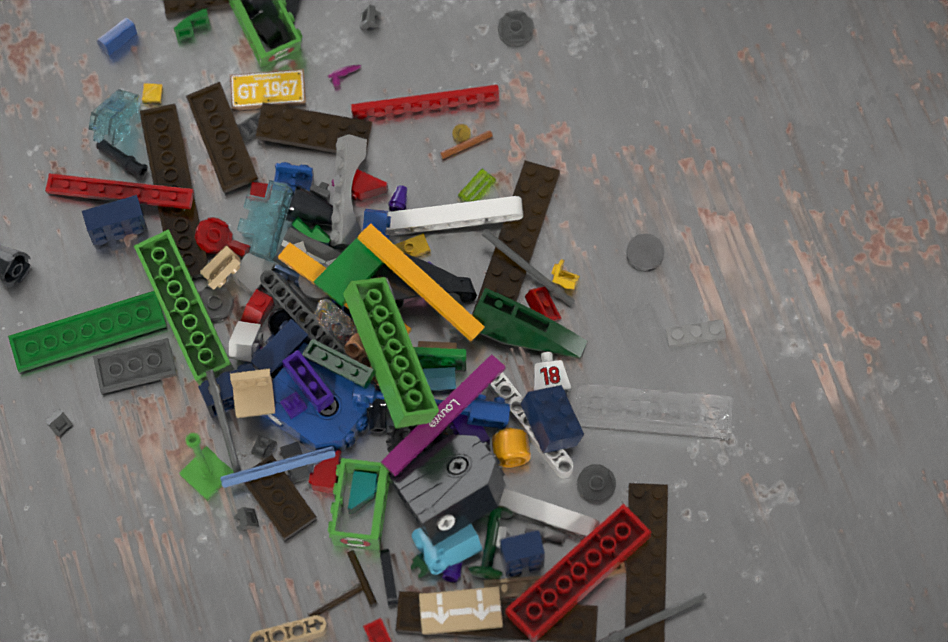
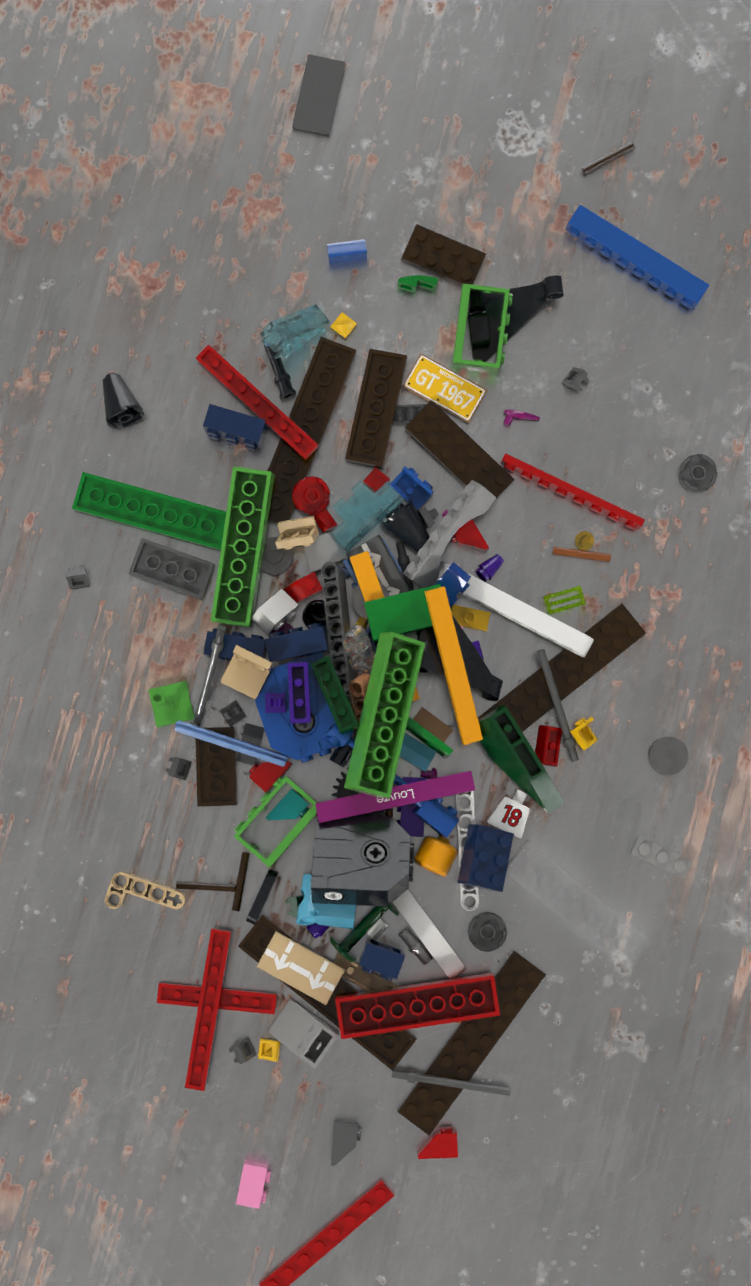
camera: 30 degrees right, 15 degrees up
(314, 233) = (396, 554): green slope -> none

